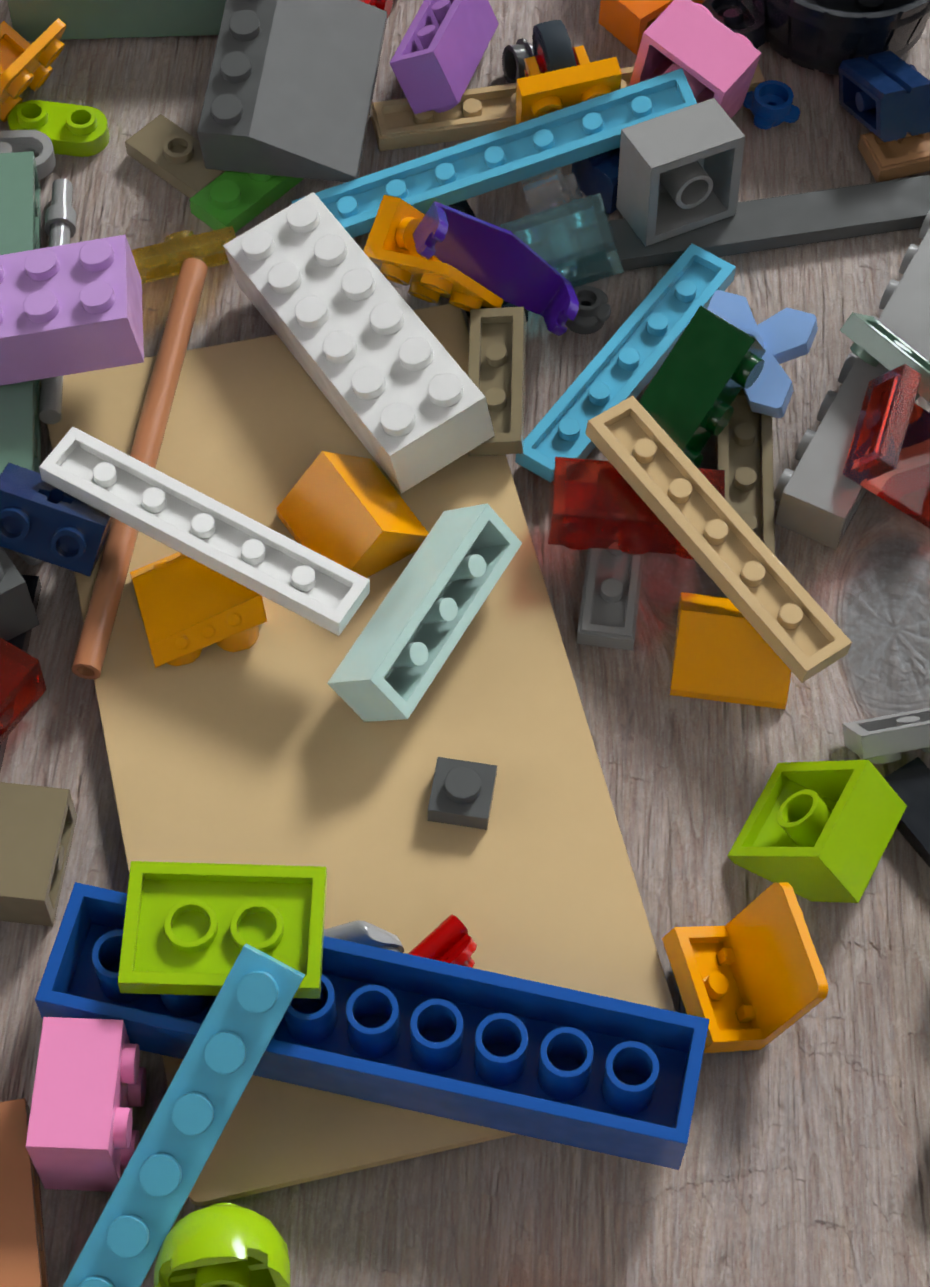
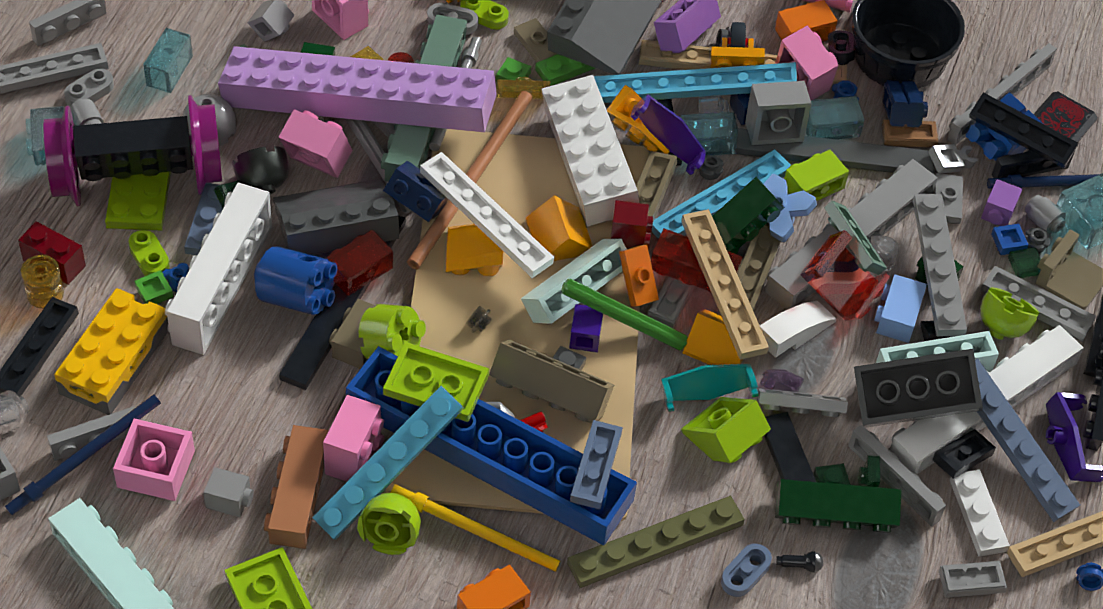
camera: 15 degrees right, 5 degrees down
(87, 835) = (390, 328): none -> lime brick
(152, 223) = (513, 69): none -> bright green plate
(258, 750) = (479, 319): none -> clear smoke plate
(271, 1198) = (423, 503): none -> yellow bar
(449, 842) = (551, 380): none -> dark tan brick
(477, 704) = (586, 329): none -> dark purple brick
(495, 468) = (632, 224): none -> dark red brick
(540, 566) = (638, 275): none -> orange plate
(541, 655) = (624, 314): none -> bright green axle
(620, 1013) = (596, 464): none -> sand blue plate
(749, 974) = (665, 479): light orange bracket -> none
(751, 744) = (708, 383): none -> teal piece
(768, 1122) = (655, 541): none -> olive plate
(783, 155) = (835, 118): none -> clear light blue brick
(789, 270) = (818, 176): none -> lime brick
(868, 575) = (796, 326): none -> white slope
(878, 686) = (782, 376): none -> clear purple arm

